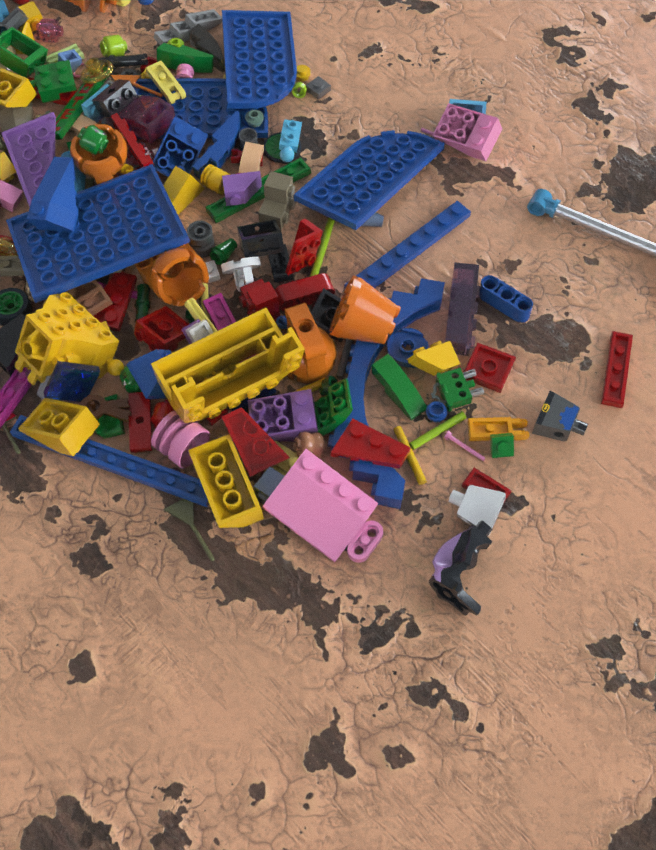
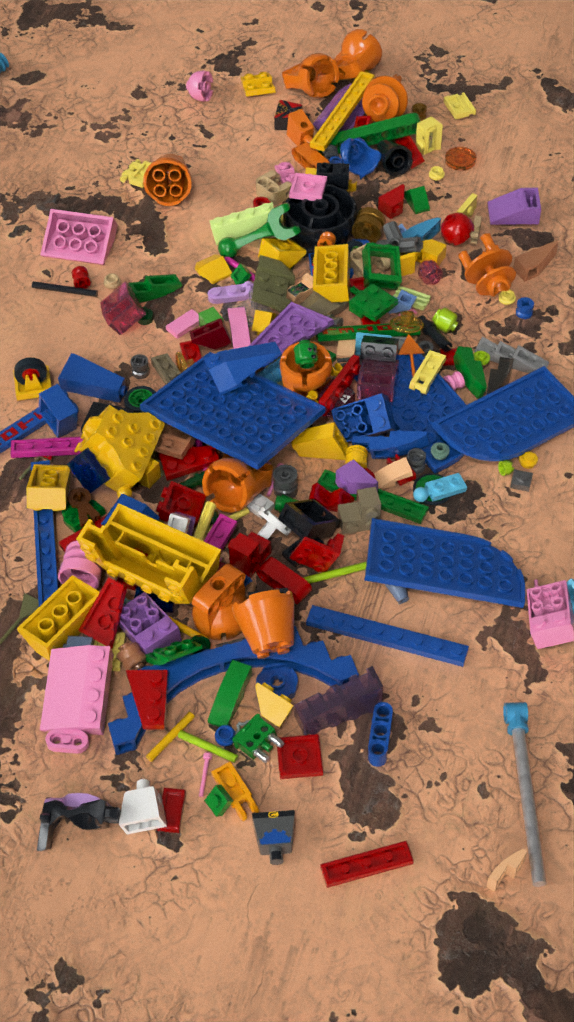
camera: 60 degrees right, 10 degrees down
(244, 215) = (330, 500): none -> red slope

